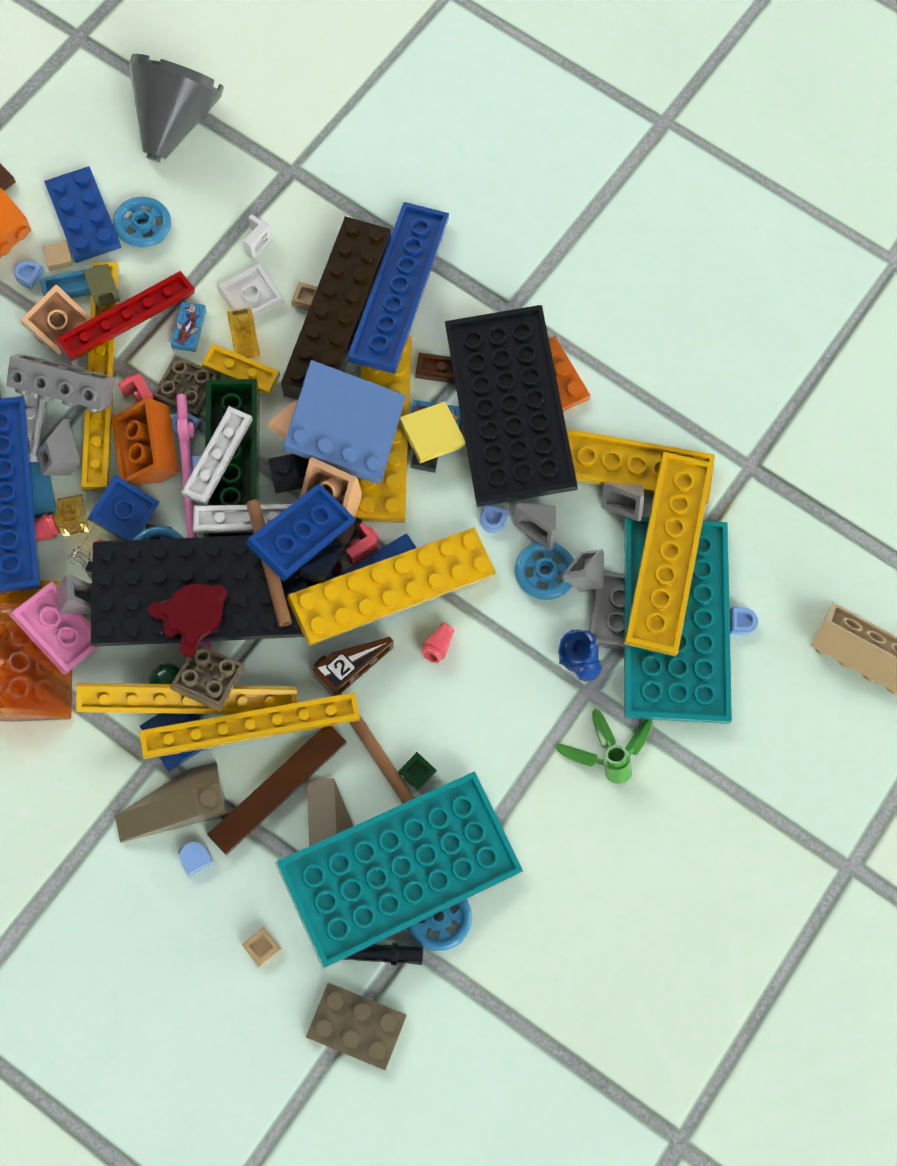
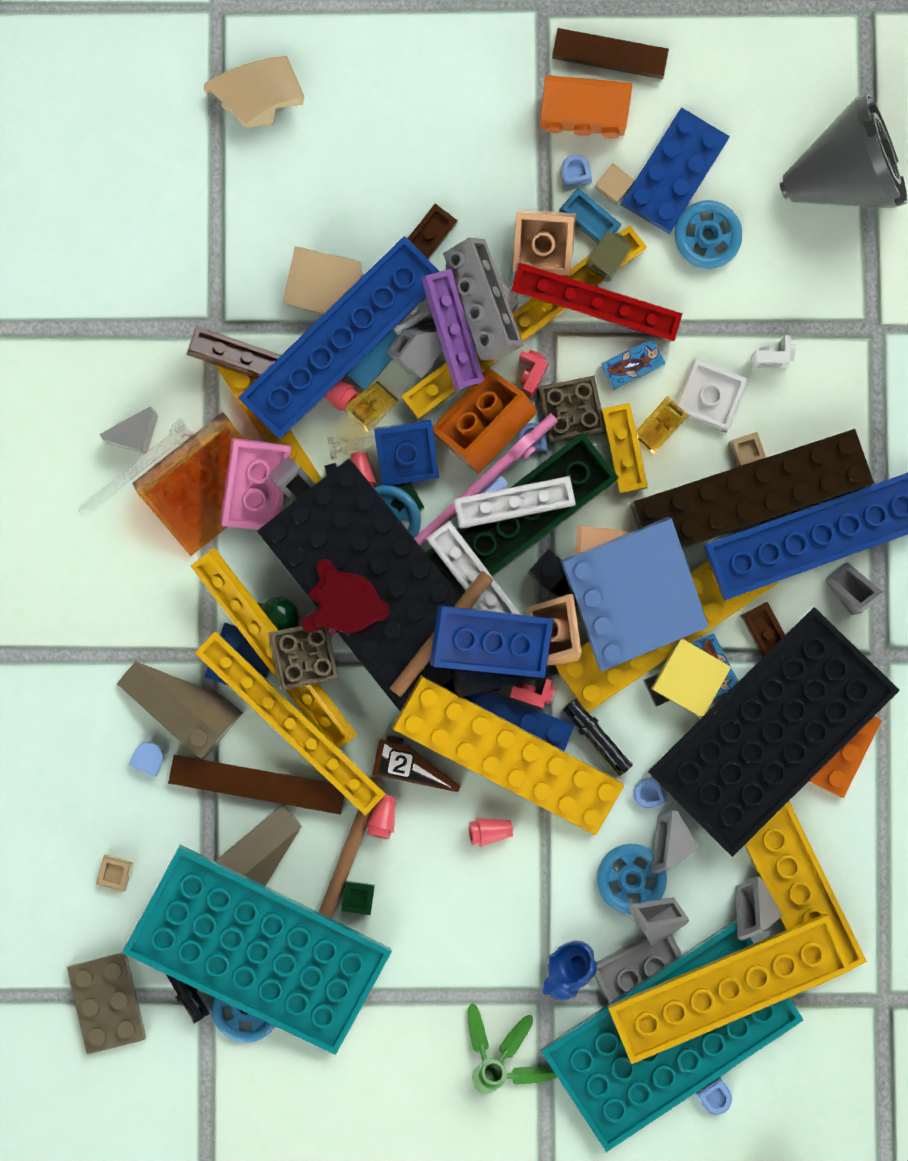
camera: 60 degrees right, 15 degrees up
(63, 414) = (452, 329): none -> medium lavender plate
(373, 714) = (382, 819): none -> coral cone
(427, 523) = (594, 733): none -> black pin
(453, 293) = (853, 589): none -> light grey slope

